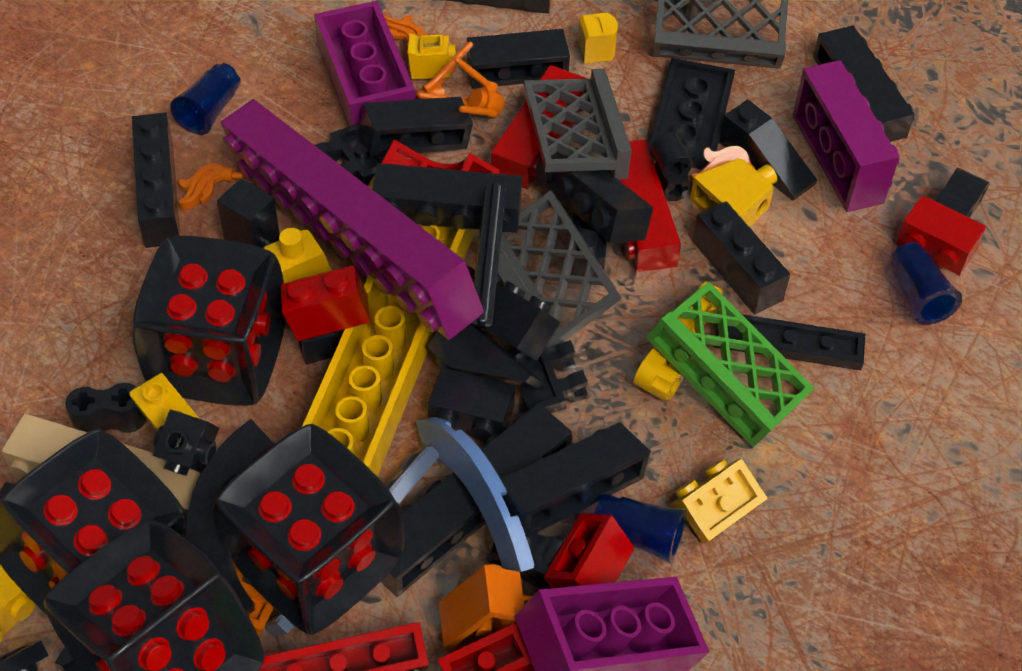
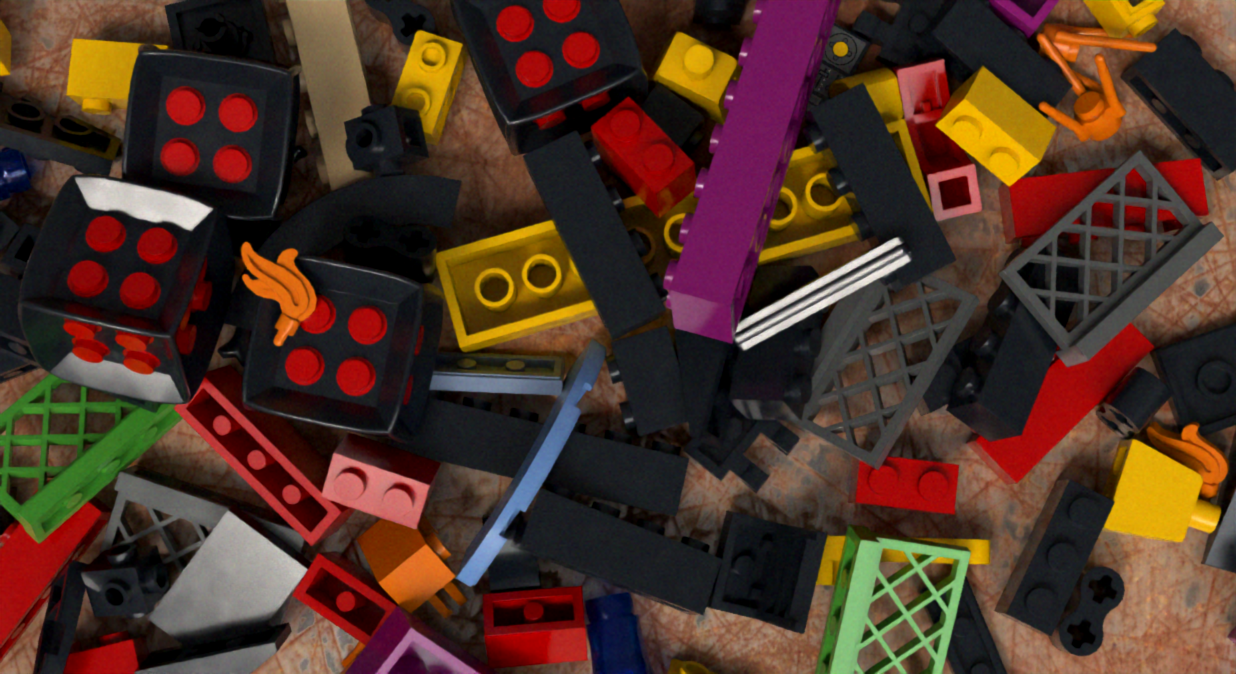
camera: 60 degrees right, 30 degrees up
(236, 503) = (281, 283): none -> orange piece
(352, 356) = (595, 235): none -> black brick
(416, 586) = (380, 480): none -> brick
(455, 135) = (996, 126): none -> yellow brick
(639, 406) = (767, 570): none -> black plate
(644, 303) = (905, 485): none -> red brick
(796, 261) = (1088, 611): none -> black axle

